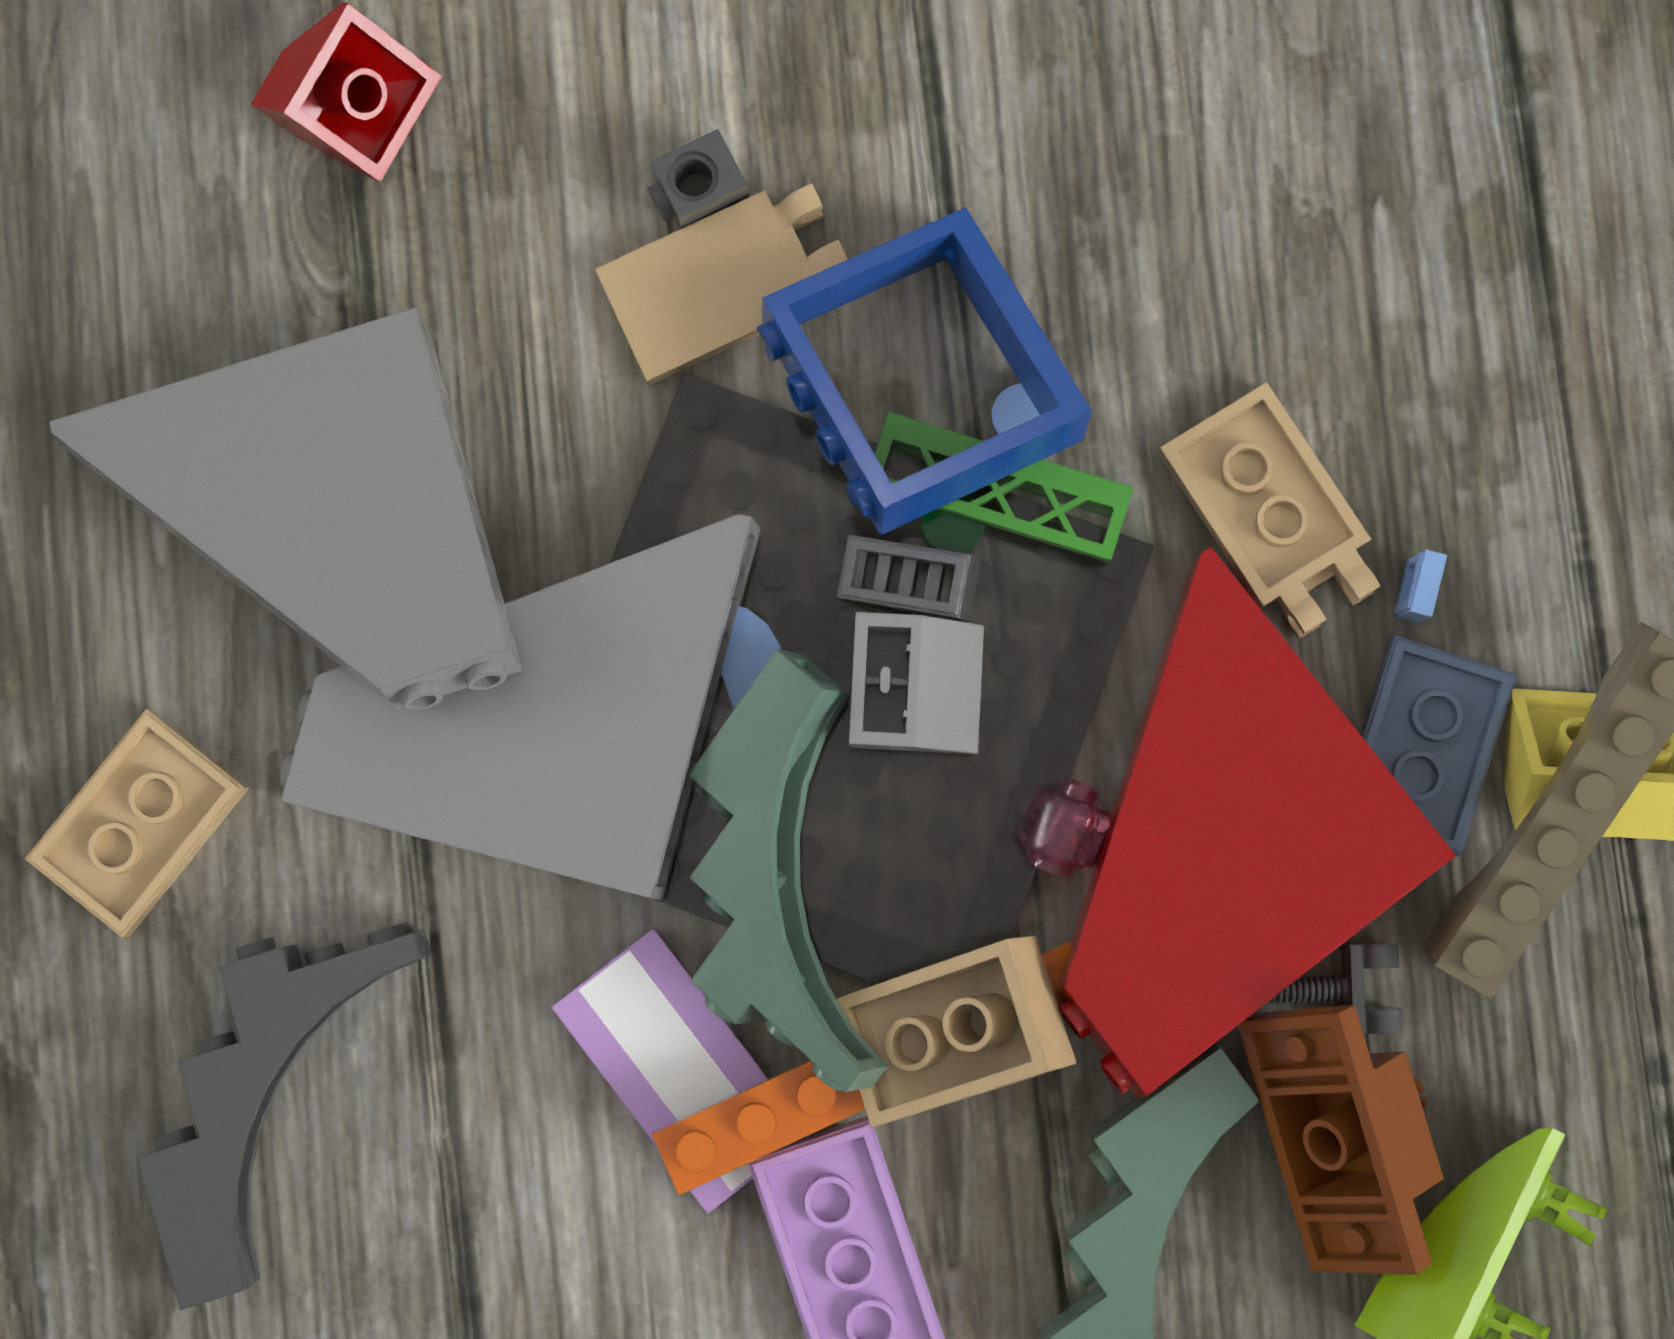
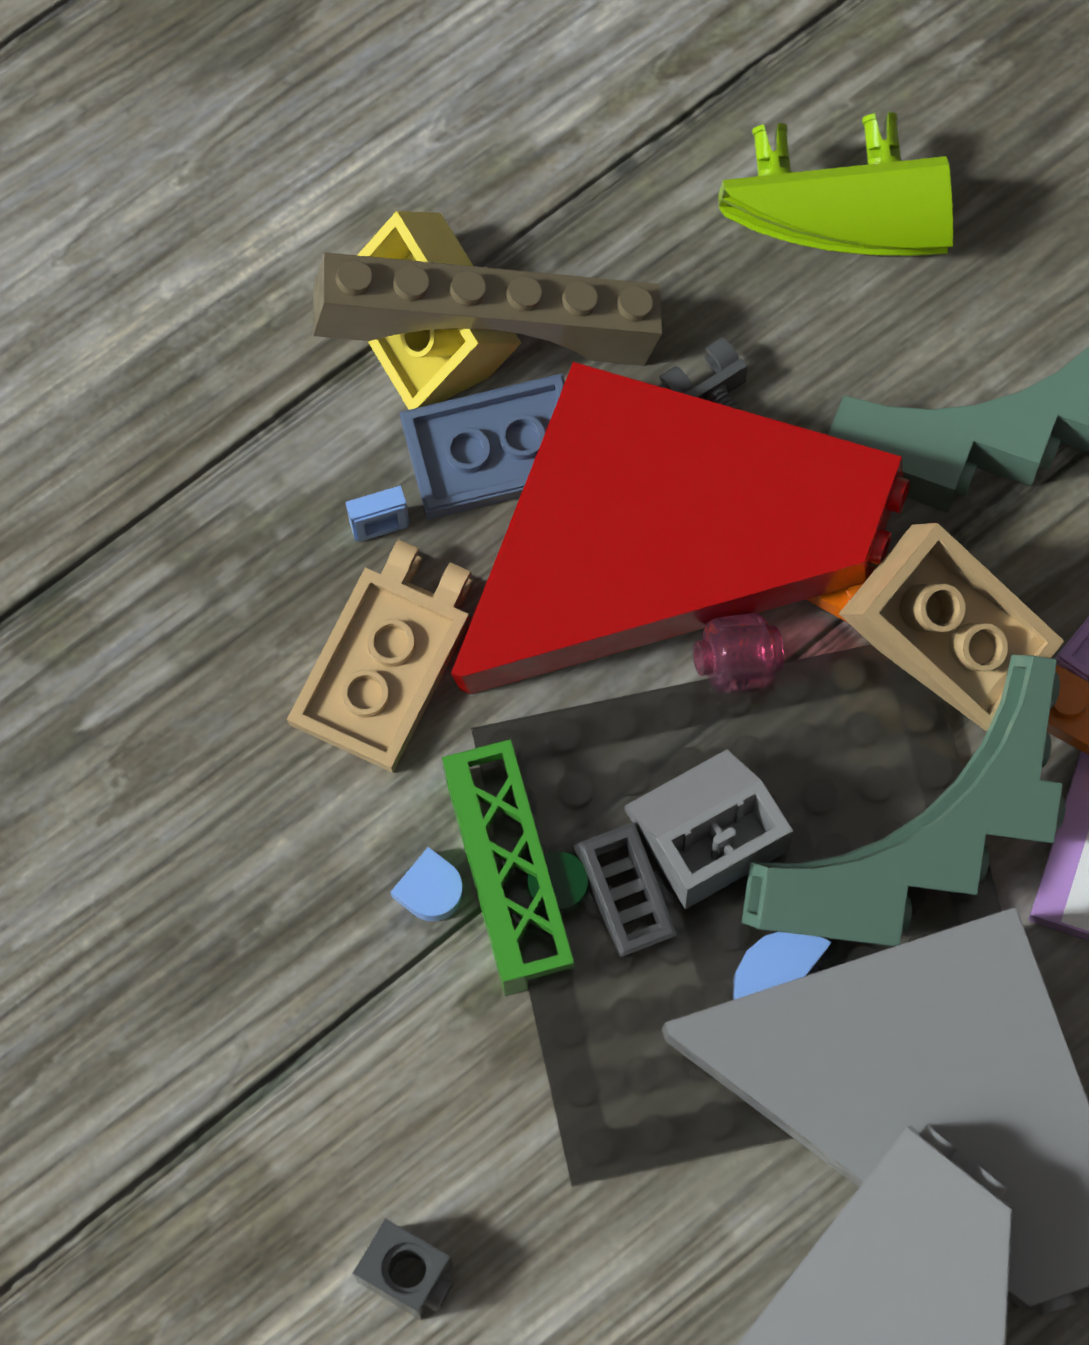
camera: 125 degrees left, 15 degrees down
(708, 280) = (478, 1203): tan tile -> none
(1008, 319) = (374, 925): blue window -> none
(1344, 1138) = (832, 317): dark orange brick -> none

